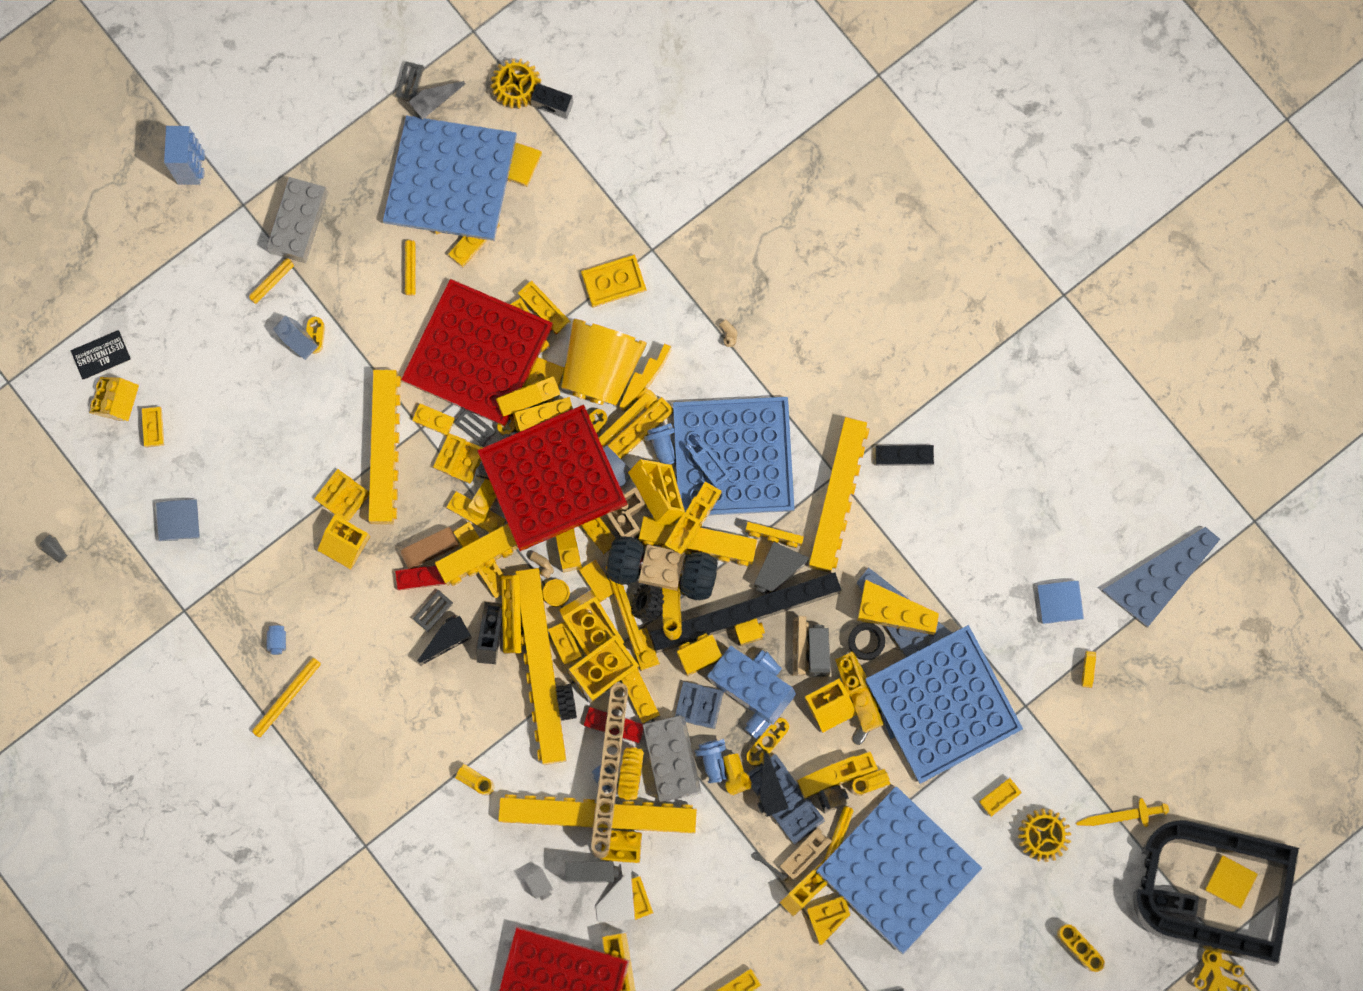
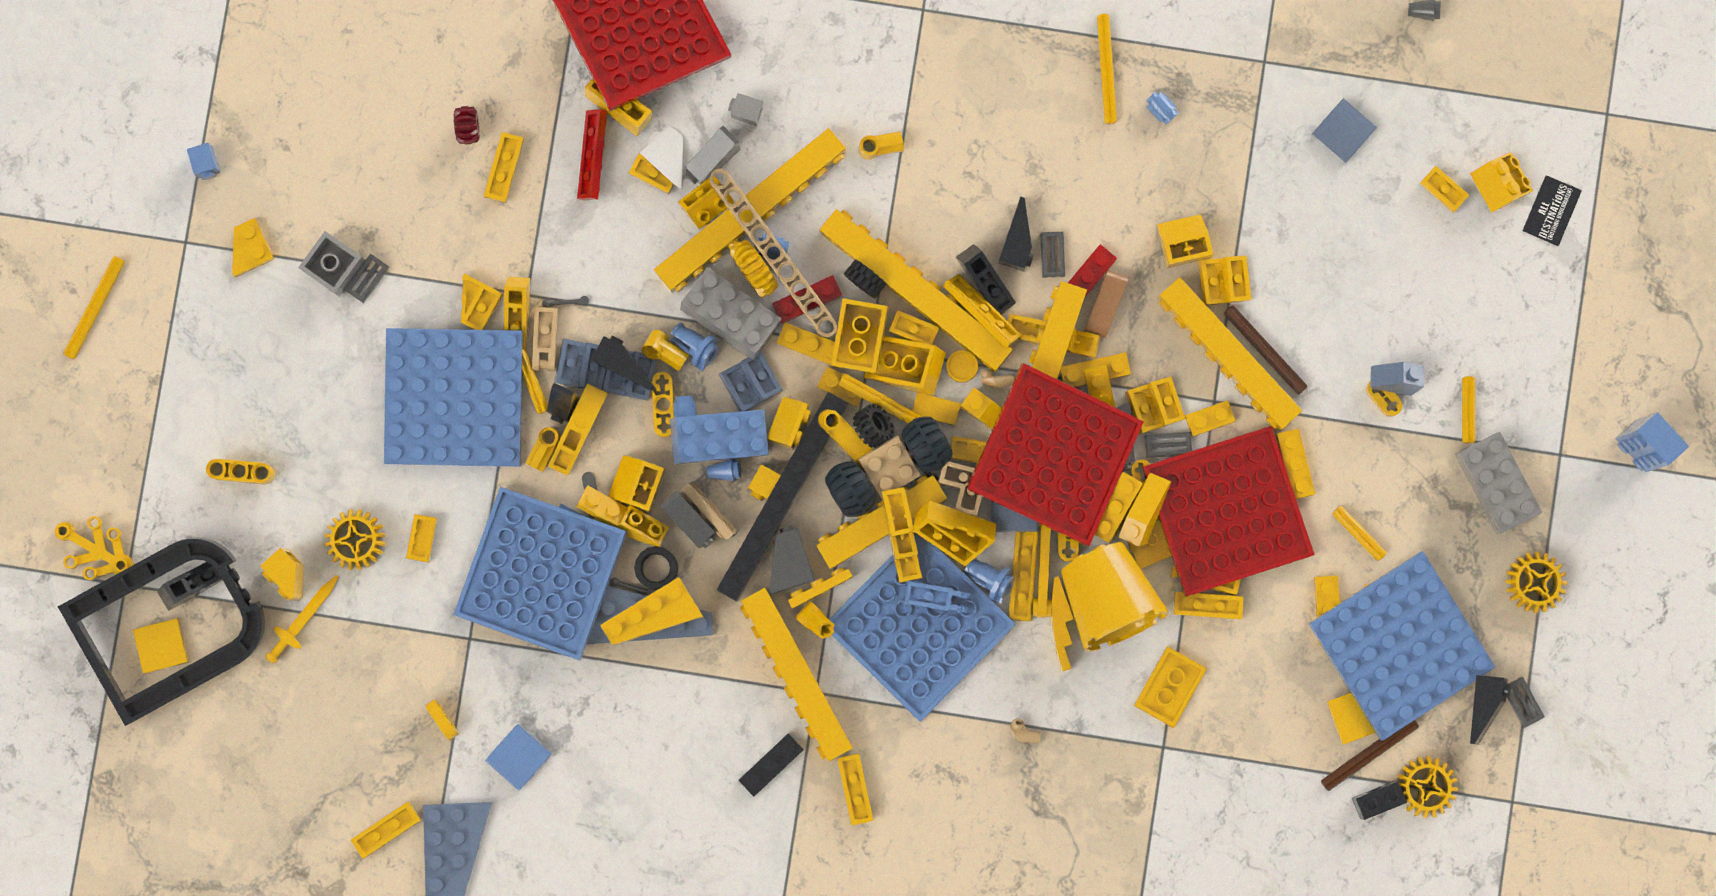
camera: 140 degrees right, 5 degrees up
(318, 138) = (1529, 575): none -> yellow gear
(358, 430) = (1265, 349): none -> reddish brown axle
(407, 345) = (1295, 462): none -> yellow plate
(537, 134) = (1366, 756): none -> reddish brown axle
(666, 947) = (592, 154): none -> red plate
(796, 517) = (814, 620): none -> yellow piece
(865, 392) = (855, 789): none -> yellow plate
(899, 656) = (615, 581): none -> dark grey hinge
(1108, 852) = (286, 572): none -> yellow slope
(1185, 632) = (385, 830): none -> yellow plate

